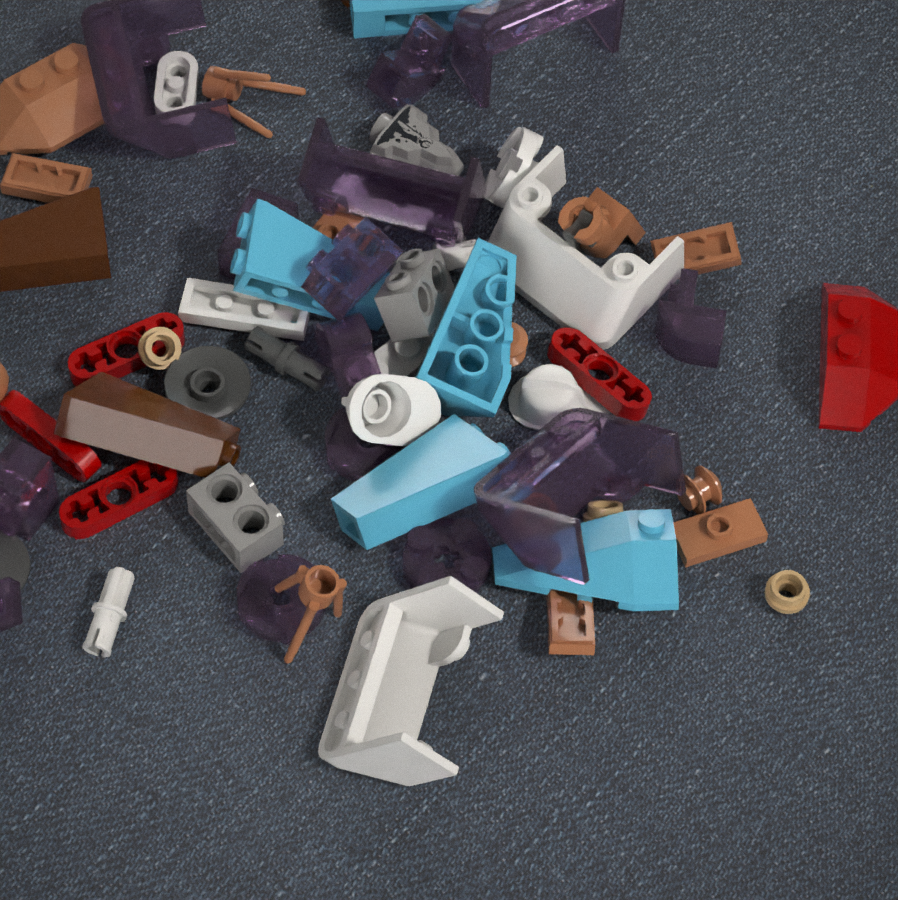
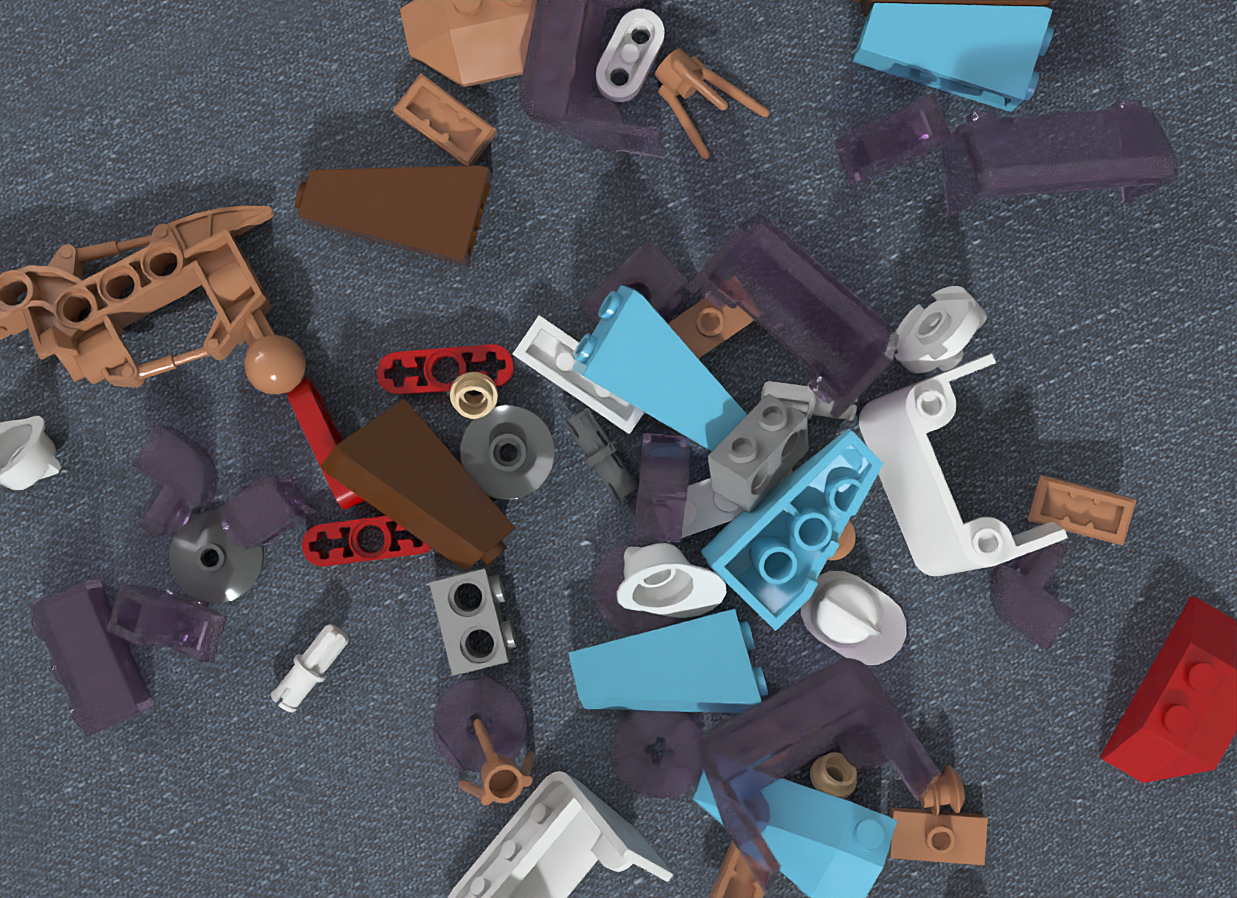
camera: 30 degrees right, 30 degrees up
(355, 271) = (703, 425): clear purple brick -> none
(413, 141) = (847, 243): light grey rock -> none
(580, 354) = (908, 645): red beam -> none
(598, 224) = (991, 457): nougat plate -> none

